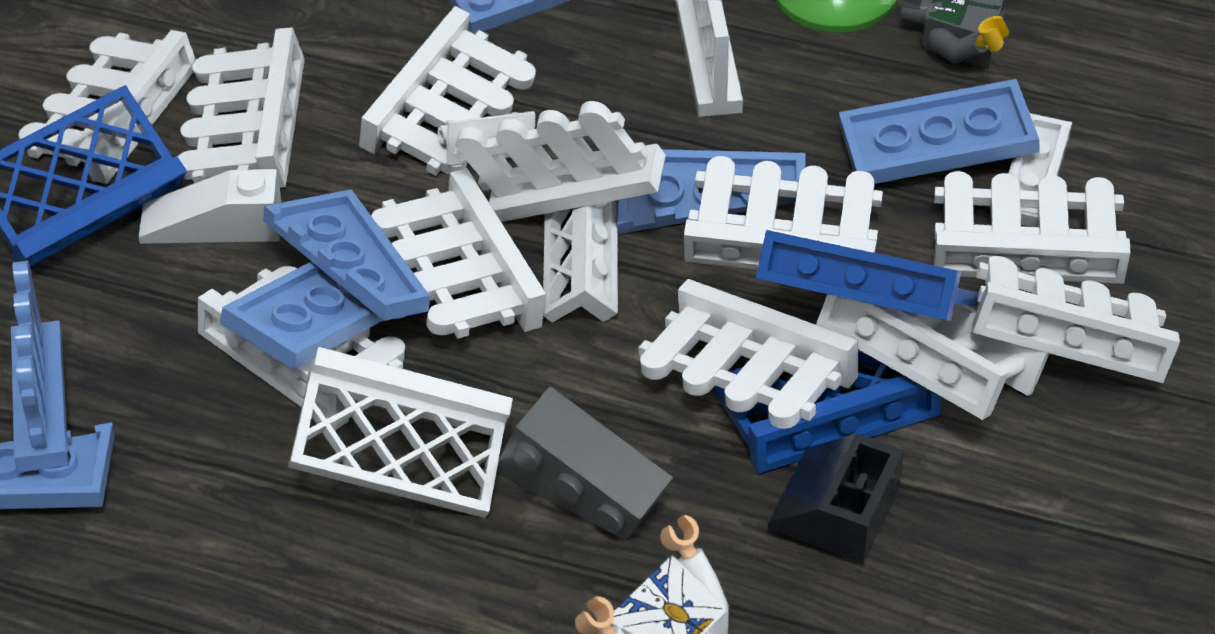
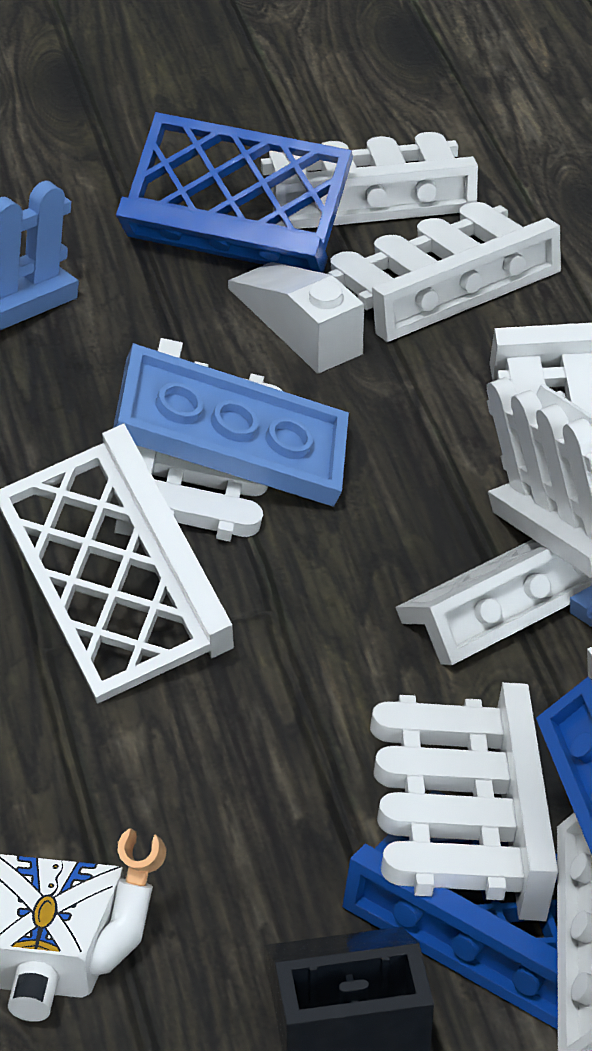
camera: 55 degrees right, 5 degrees down
(352, 250) = (312, 408): medium blue wing -> none
(487, 253) = (414, 534): white fence -> none
(582, 466) = (192, 732): dark grey wedge -> none

